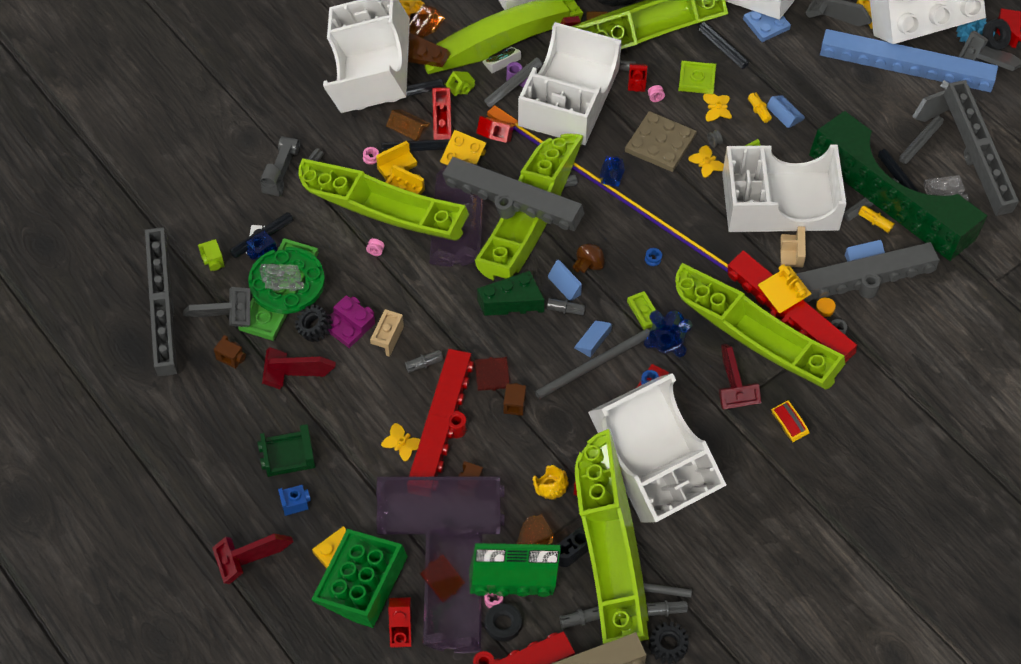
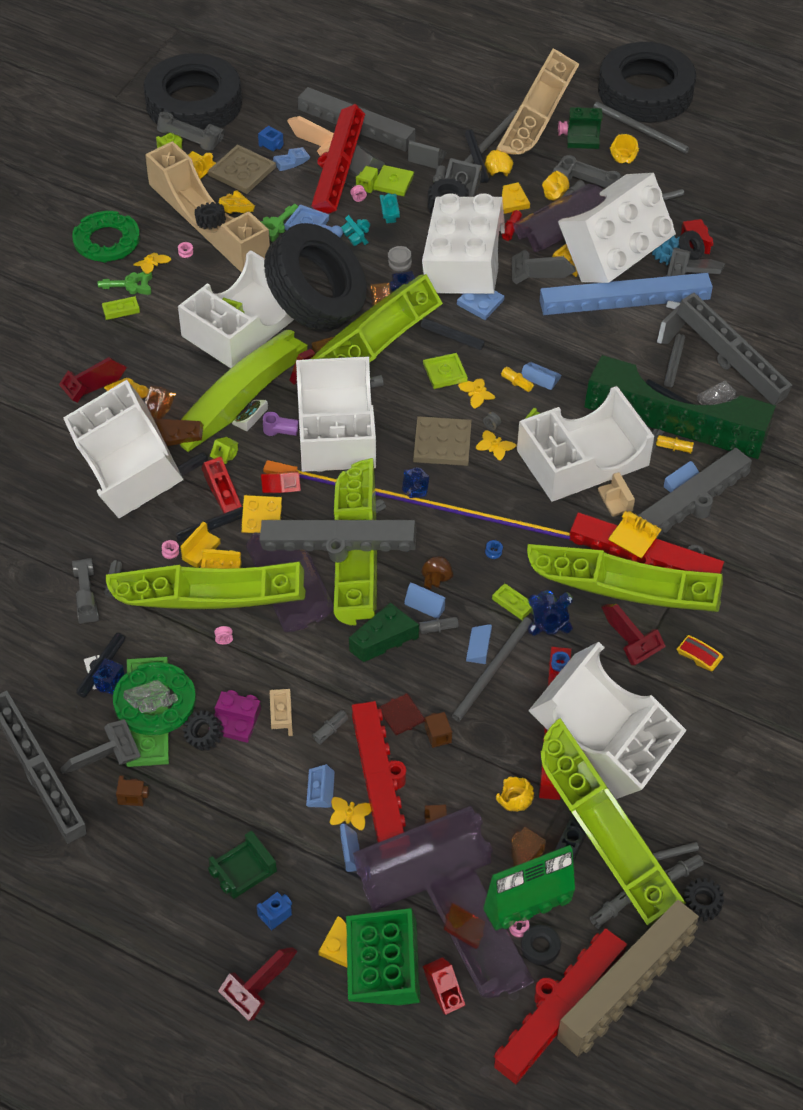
camera: 25 degrees left, 5 degrees down
(211, 255) = (61, 702): lime brick -> none
(278, 365) = (188, 786): dark red piece -> none
(386, 467) = (350, 845): none -> medium blue slope
(389, 410) = (320, 787): none -> medium blue slope
(406, 124) = (190, 507): clear orange panel -> none
(513, 82) = (276, 432): dark grey axle -> none
(637, 77) = (391, 388): red slope -> none
(656, 93) = (415, 397): bright pink bush -> none
(825, 307) = (673, 537): light orange tile -> none

